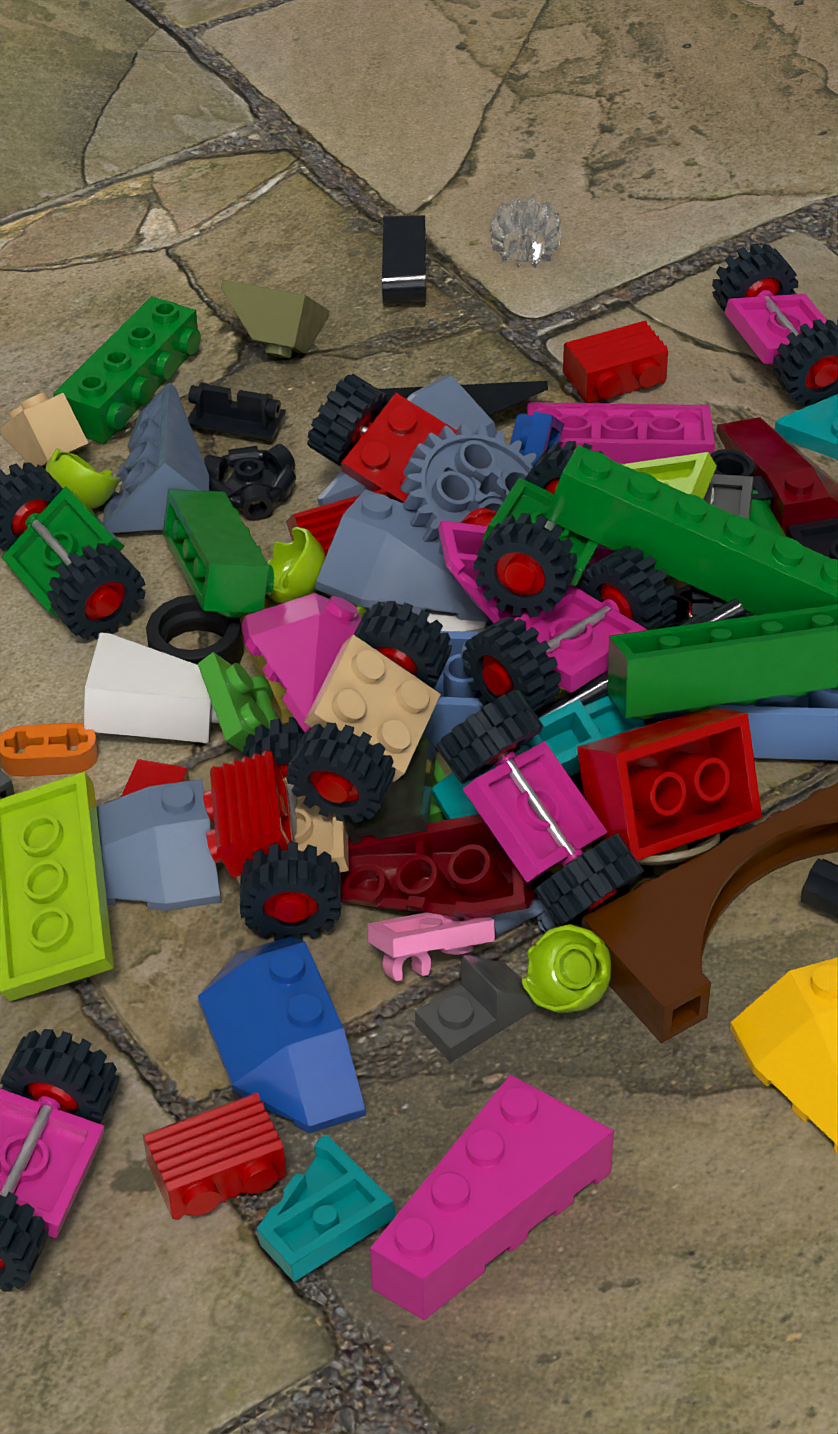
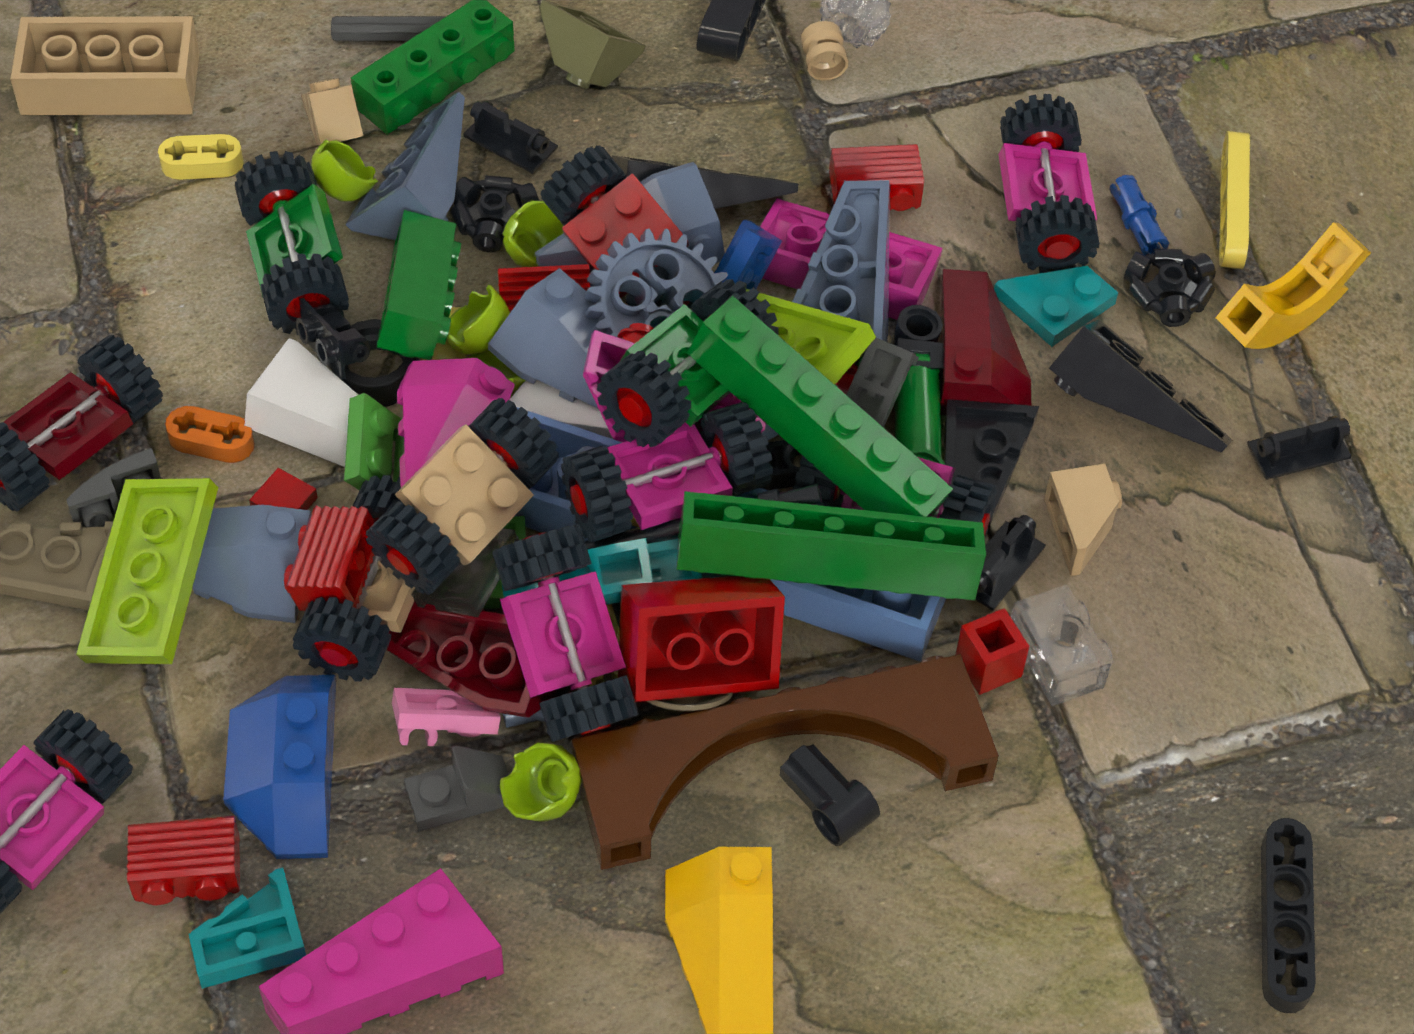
camera: 15 degrees right, 10 degrees up
(54, 353) = (380, 27): none -> dark grey axle
(145, 620) = (331, 337): none -> black hinge
(303, 480) = (529, 231): none -> lime hair
(509, 271) = (824, 50): none -> tan wheel
(640, 409) = (852, 260): none -> sand blue wedge

